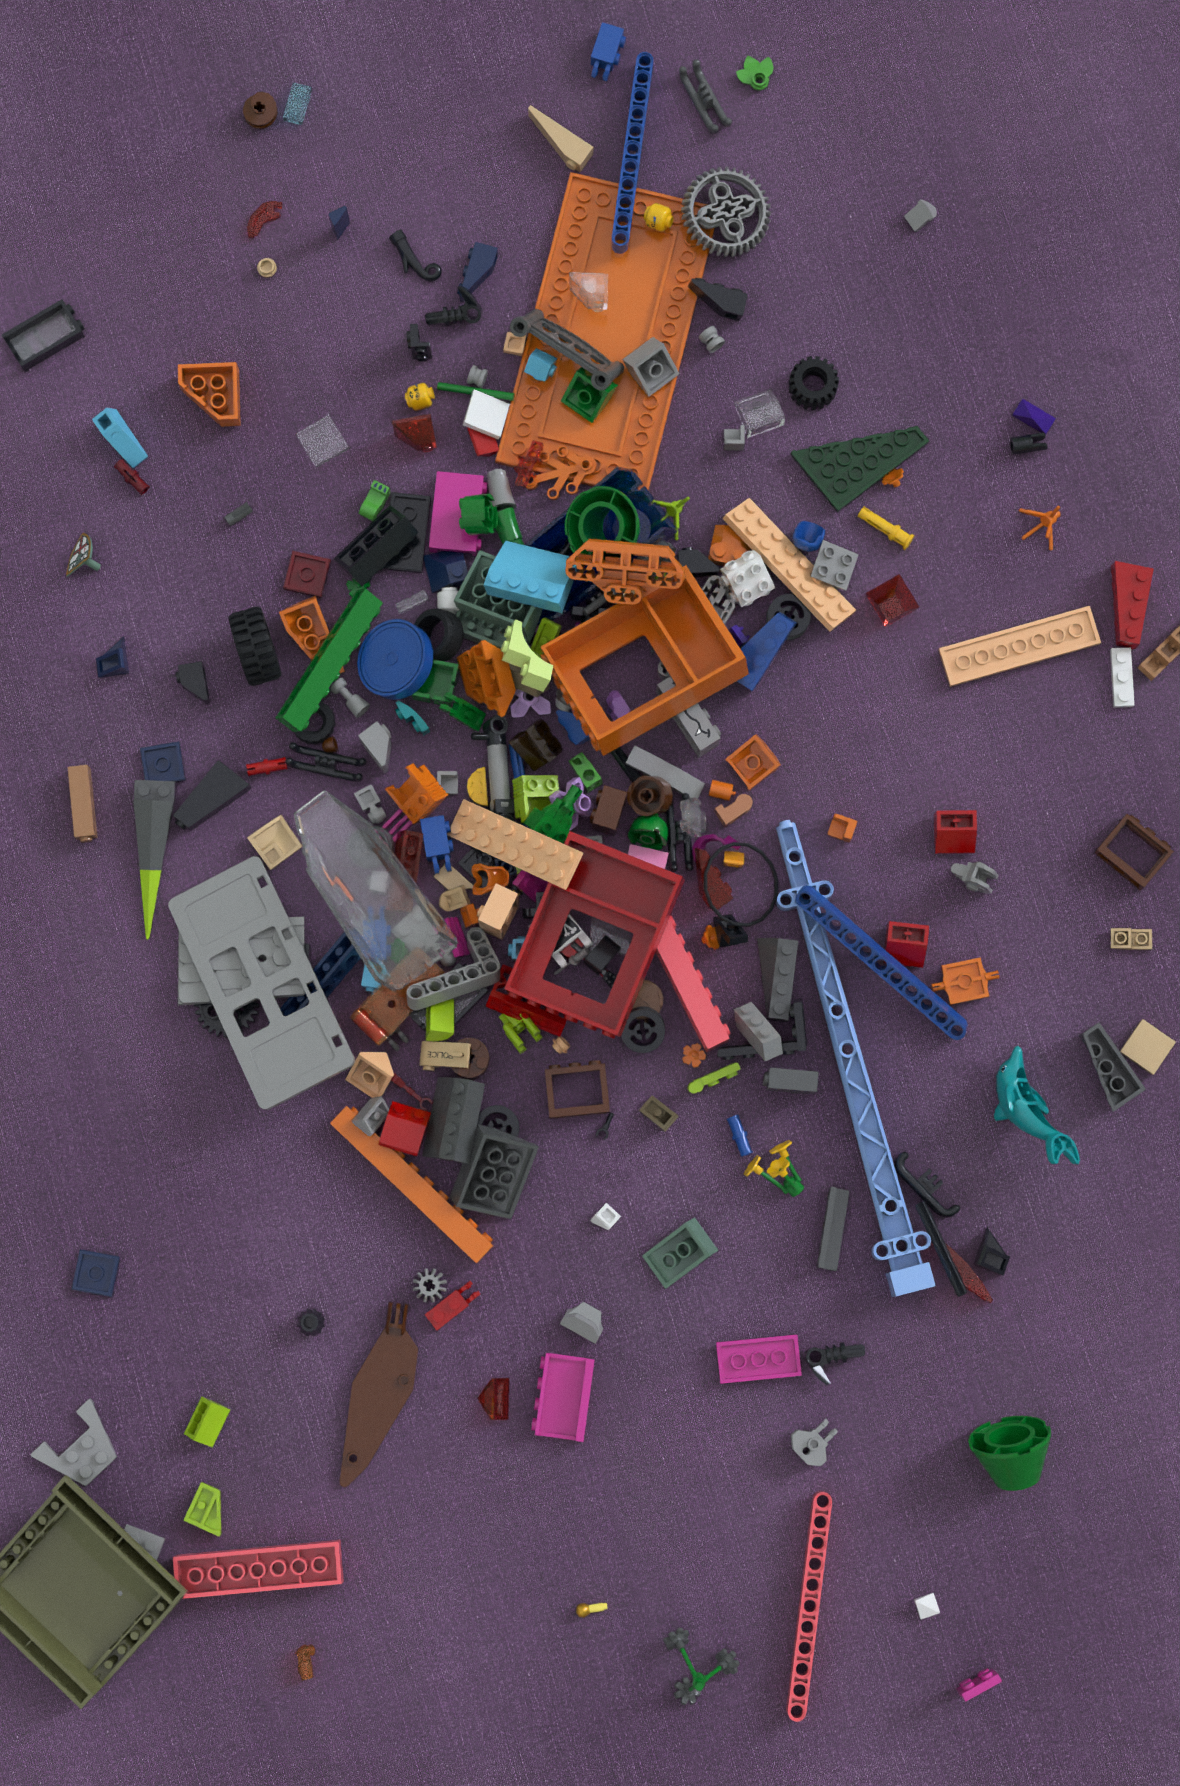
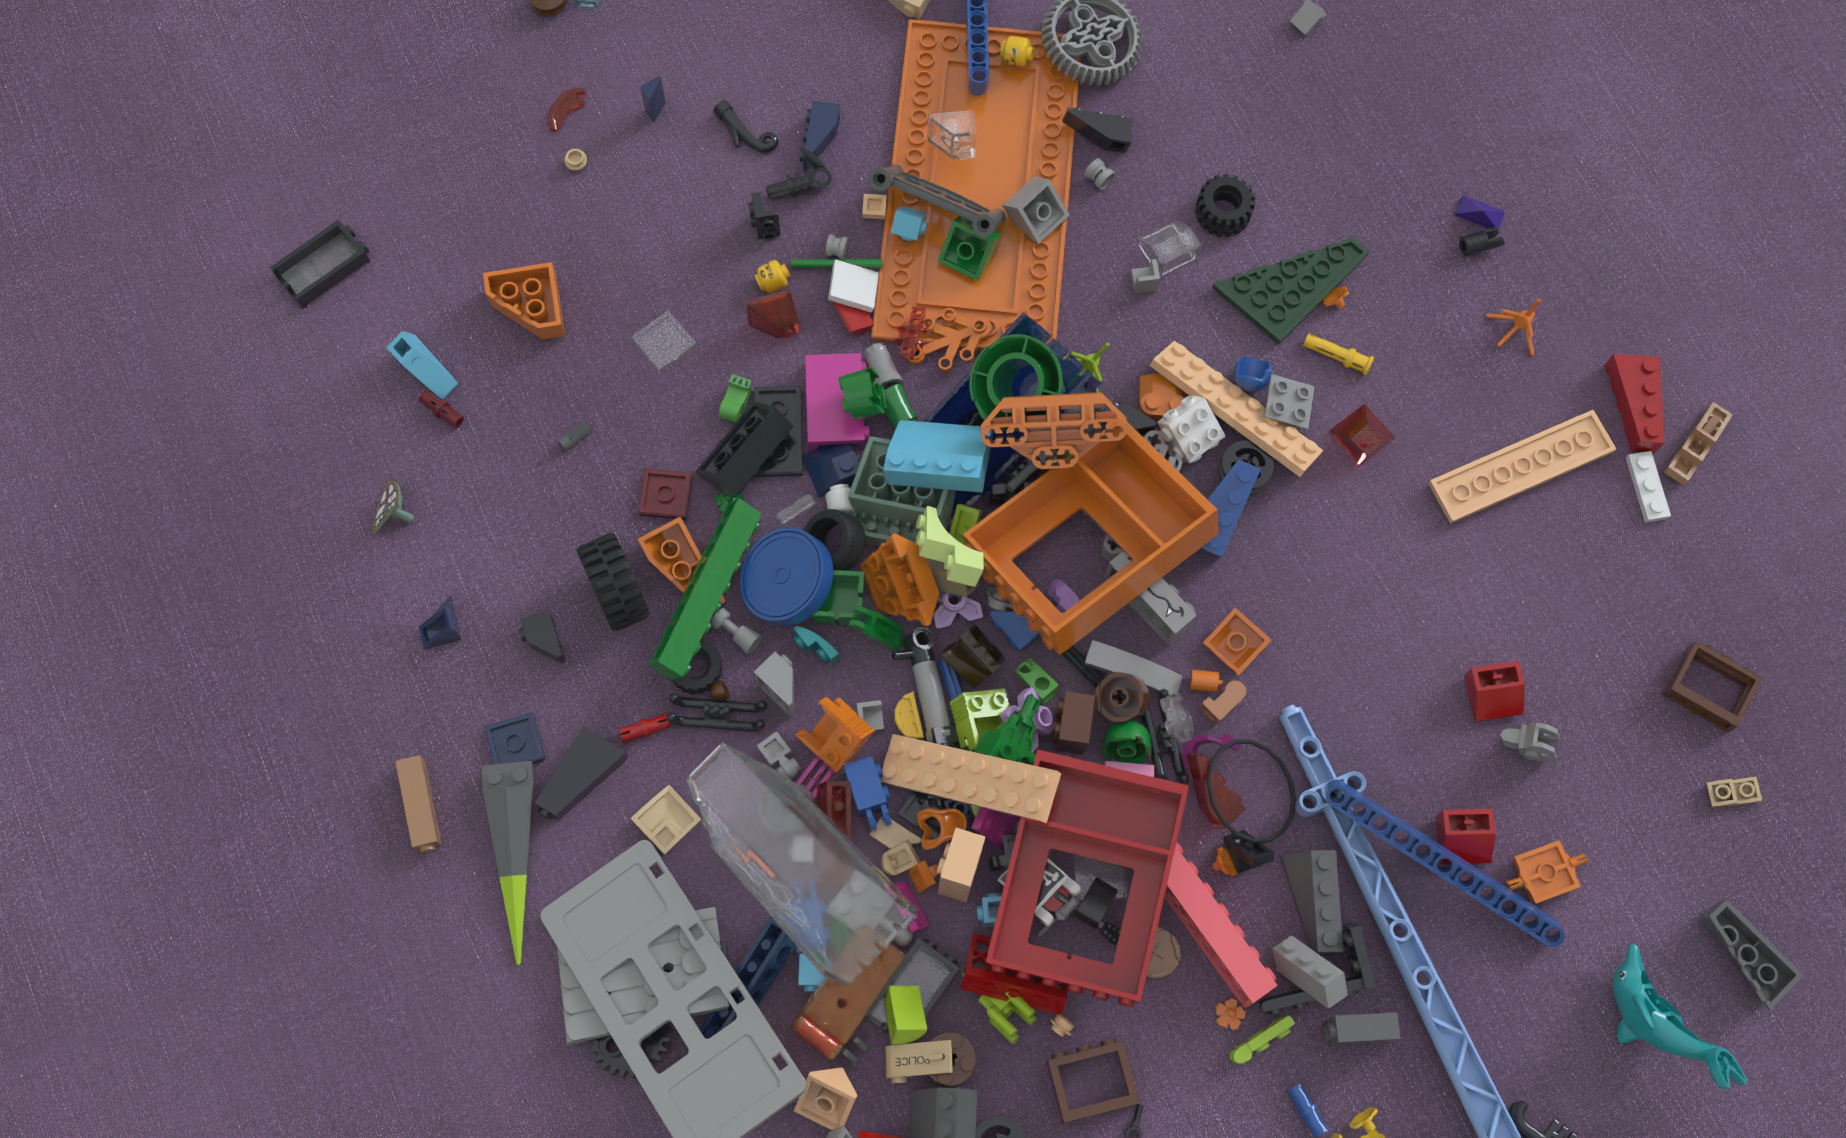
camera: 10 degrees left, 10 degrees down
(399, 1082) = (863, 1103): dark red piece -> none
(460, 976) = (925, 955): light grey beam -> none
(658, 1027) = (1181, 984): black wheel -> none
(658, 1113) = (1202, 1097): dark tan slope -> none
(733, 859) = (1234, 762): light orange slope -> none
(842, 827) = (1359, 705): orange panel -> none
(1147, 1047) = (1786, 922): tan tile -> none

